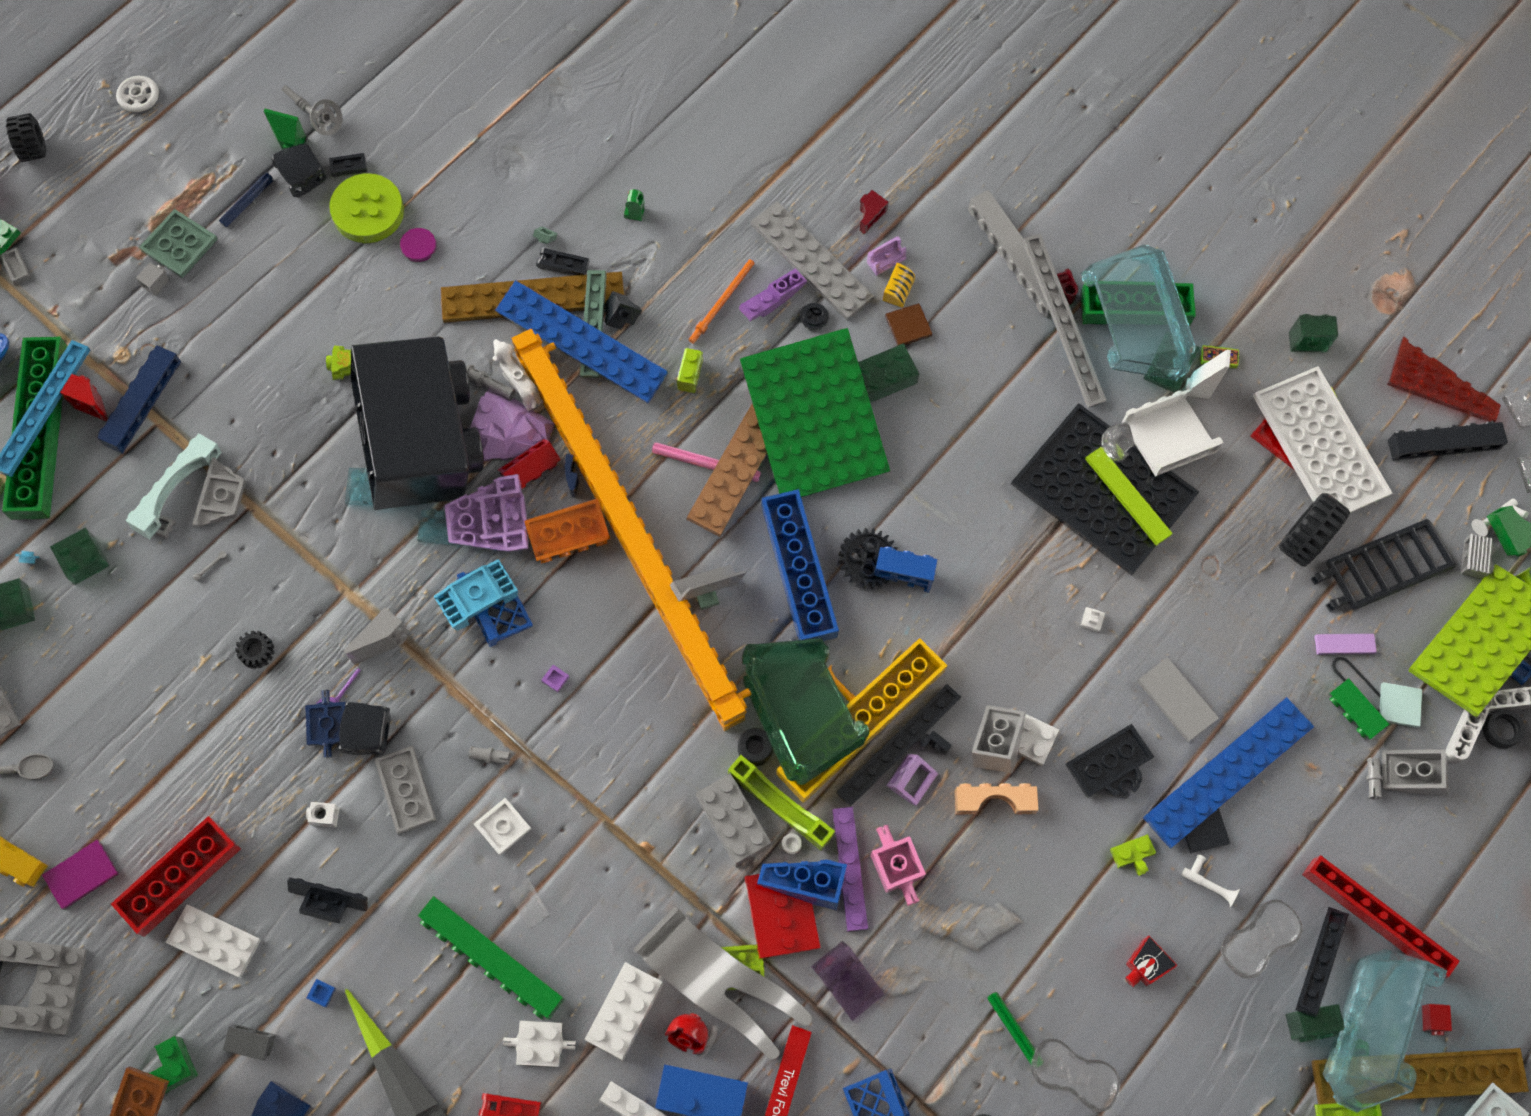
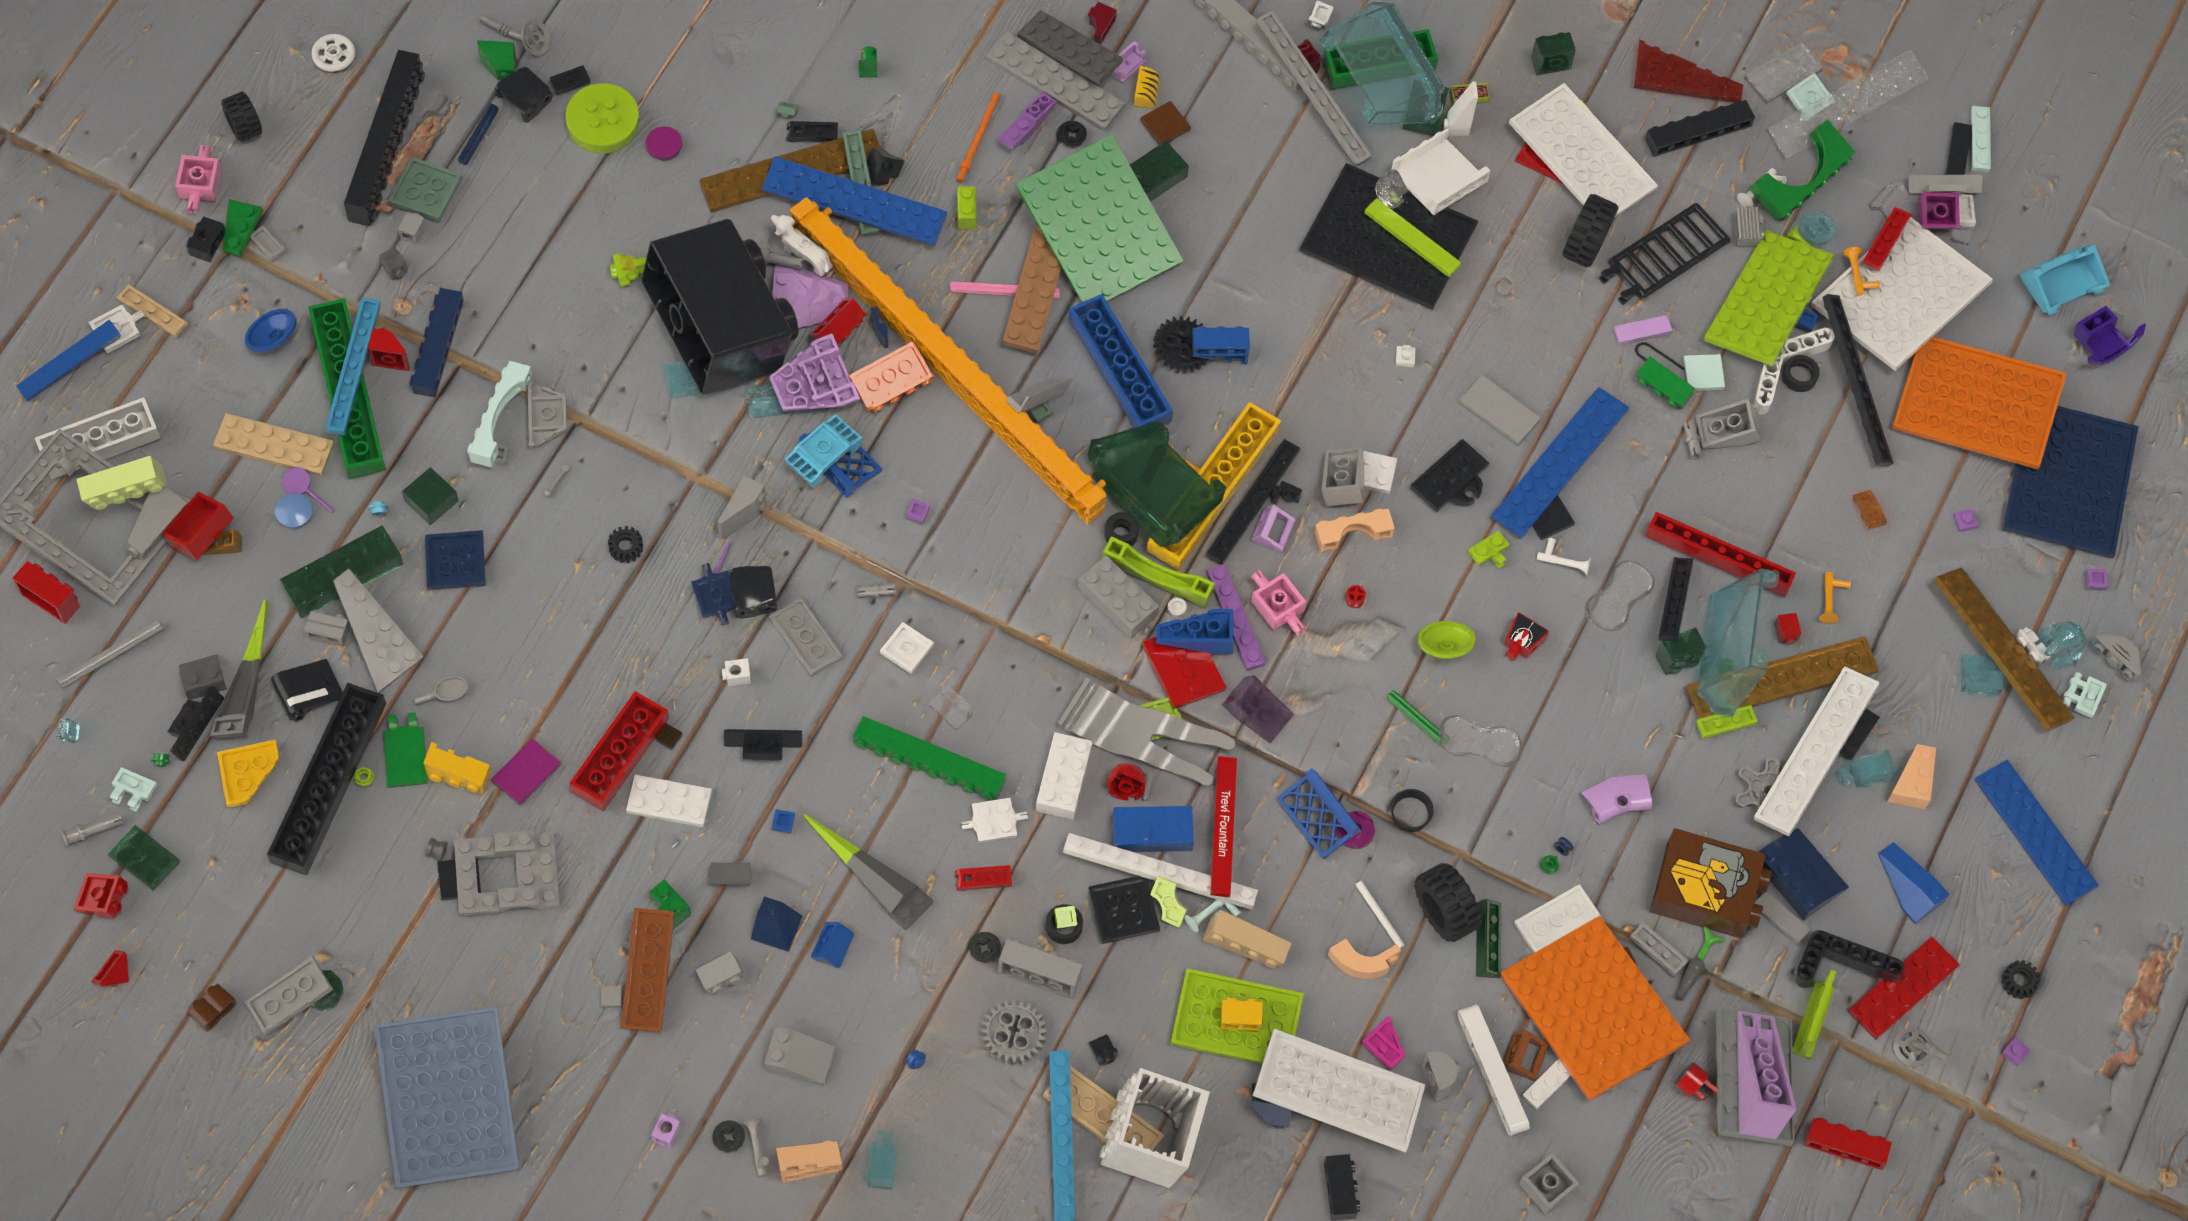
camera: 15 degrees left, 5 degrees down
(83, 628) = (455, 560): none -> dark blue plate
(123, 310) = (393, 263): none -> flat silver brick
(151, 186) = (384, 138): none -> black brick
(235, 868) = (669, 736): none -> dark brown tile
(834, 230) = (1070, 47): none -> dark grey plate
(982, 871) = (1357, 592): none -> red wheel
(1068, 942) = (1446, 639): none -> lime dish
(1088, 247) = (1321, 15): none -> white bracket
(1491, 974) = (1829, 616): none -> light orange piece

